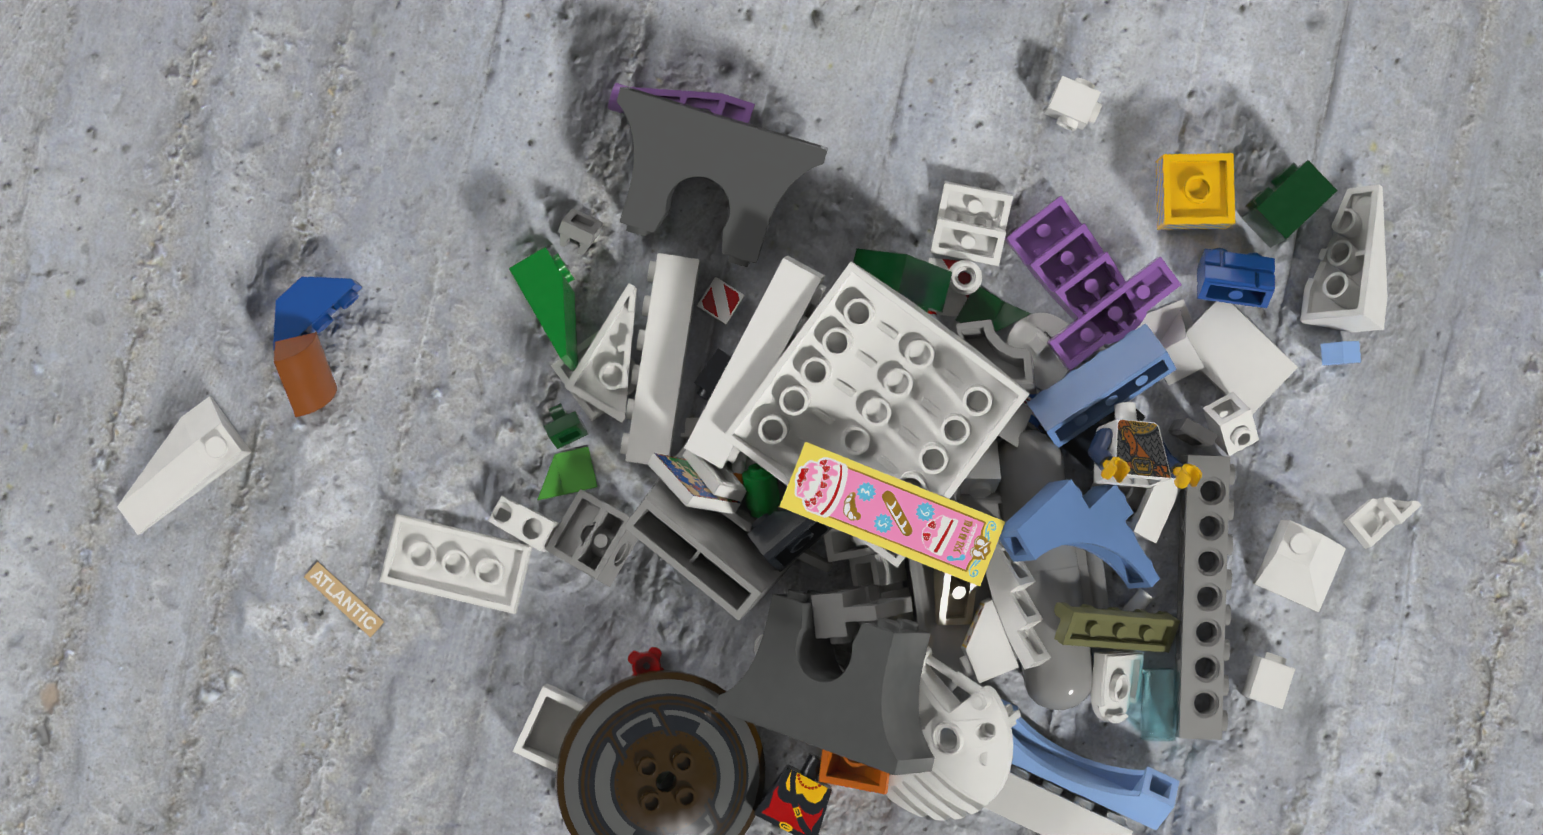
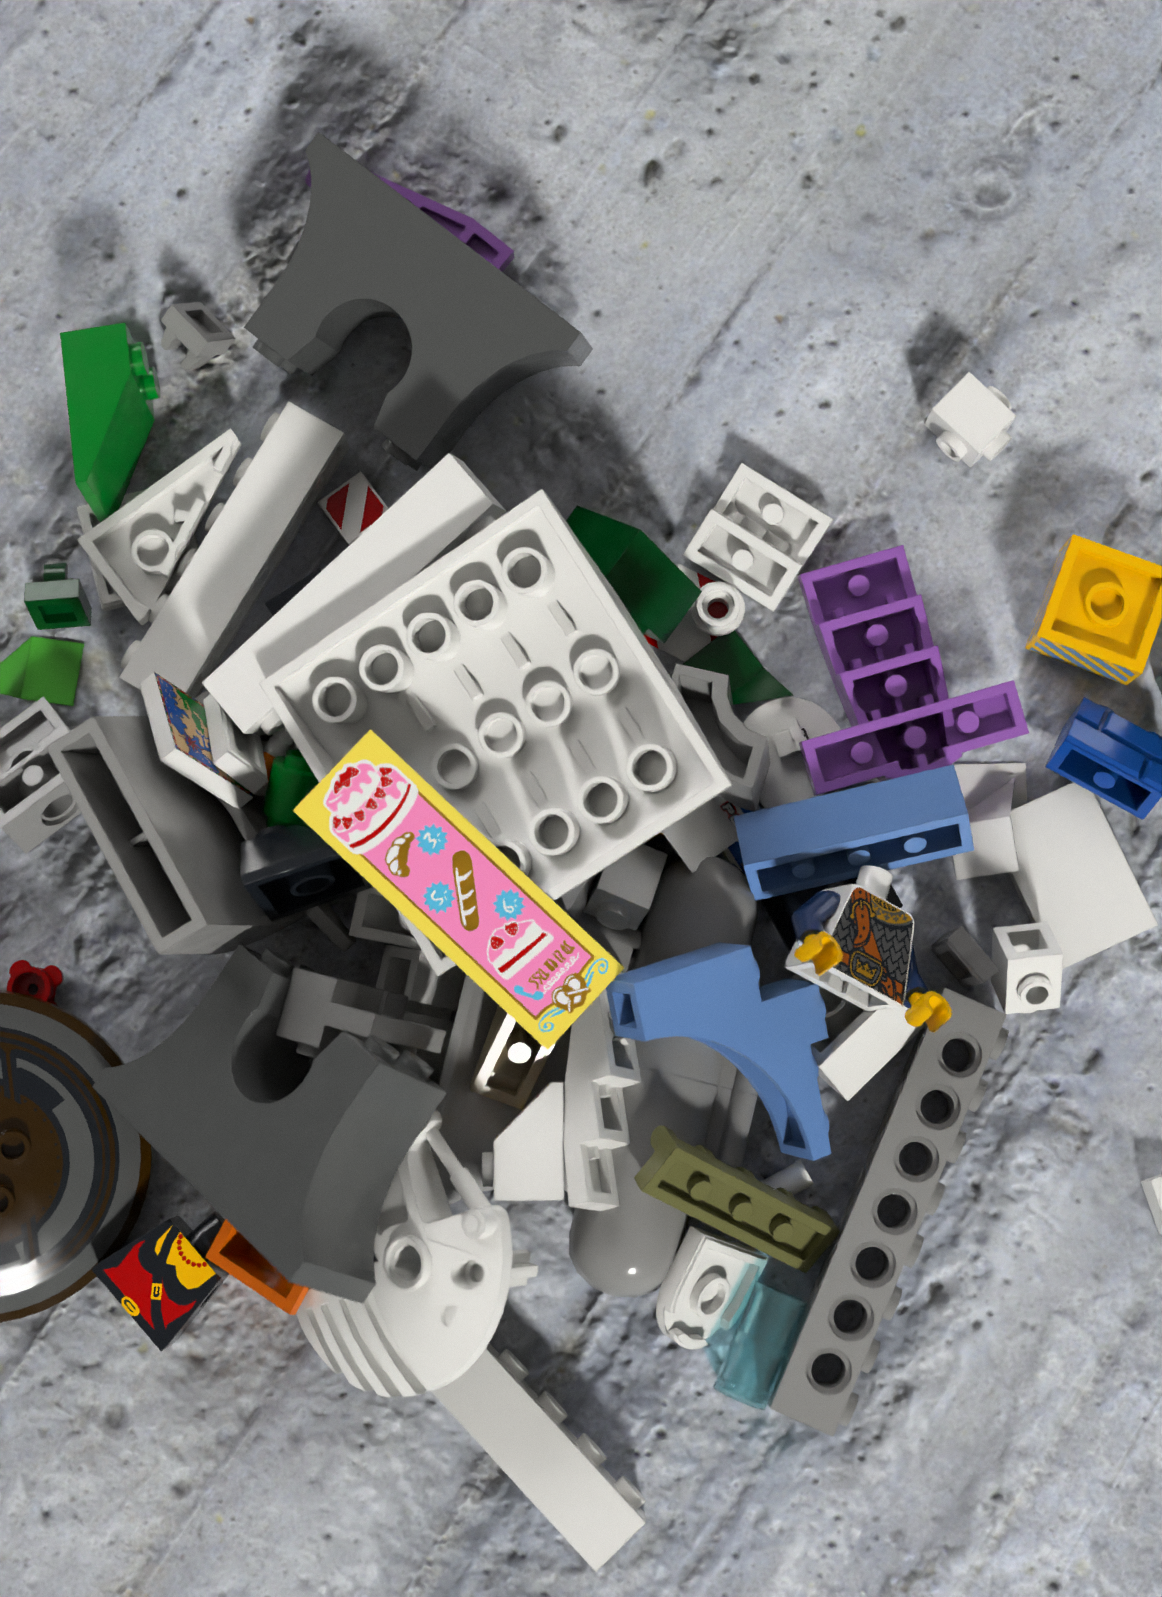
camera: 25 degrees right, 5 degrees down
(1137, 794) = (673, 1468): light blue arch -> none
(1268, 680) = (940, 1375): white brick -> none
(1300, 564) = (1053, 1219): white slope -> none

